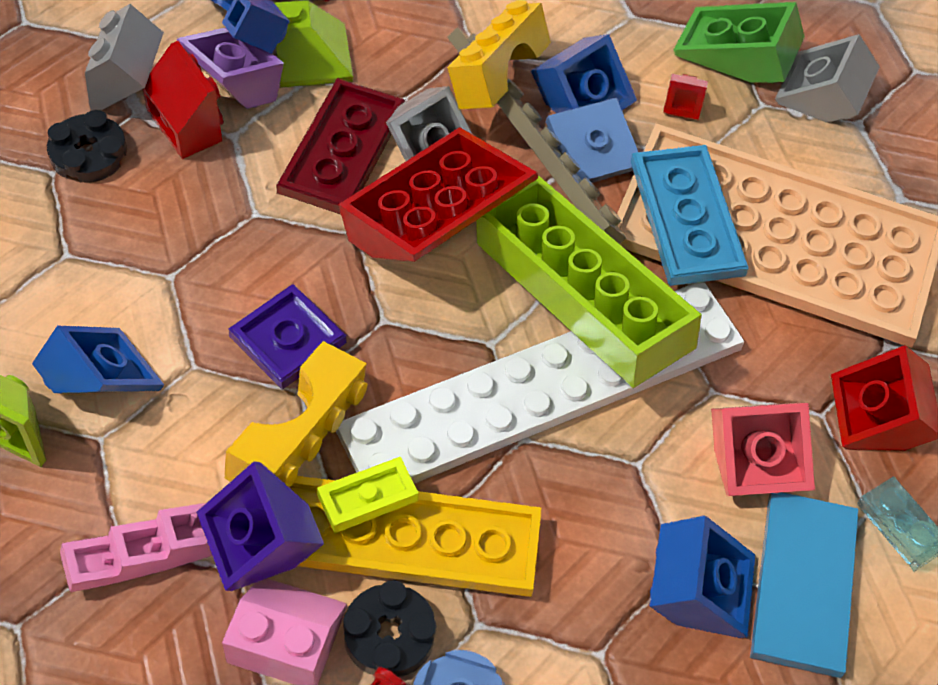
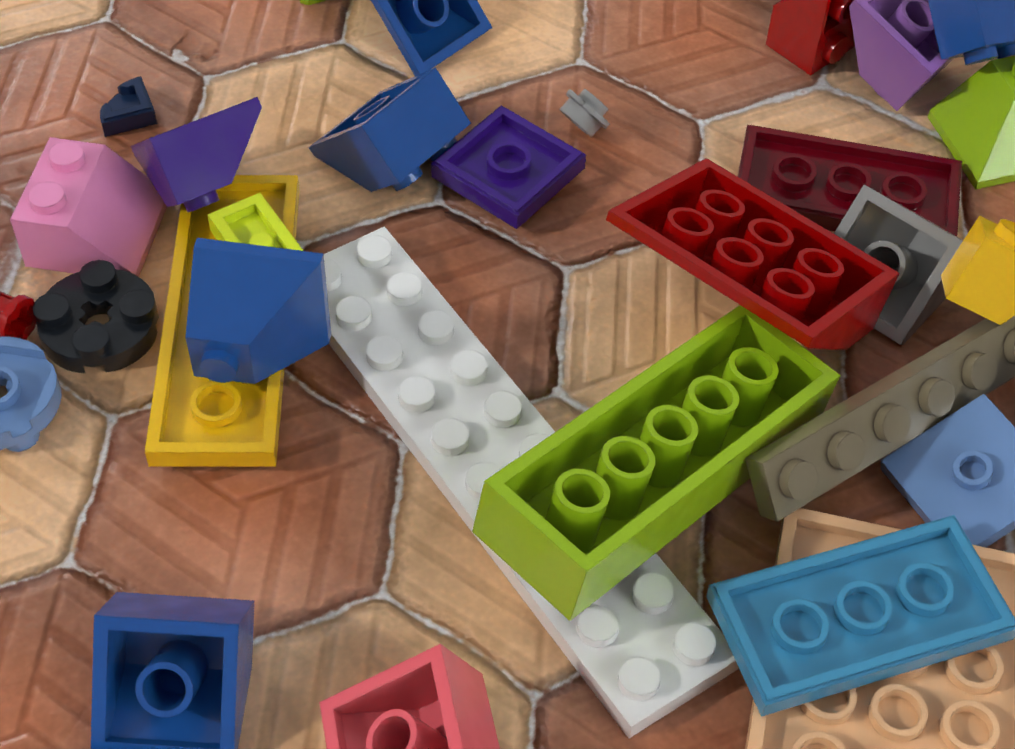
camera: 85 degrees right, 5 degrees down
(136, 549) = (194, 79): bright pink slope -> none
(150, 606) = (128, 109): none -> dark blue tile
(233, 394) = (394, 133): none -> blue slope
(245, 277) = (585, 111): none -> light grey plate
(328, 386) = (421, 204): yellow arch -> none
(451, 498) = (254, 309): none -> blue slope

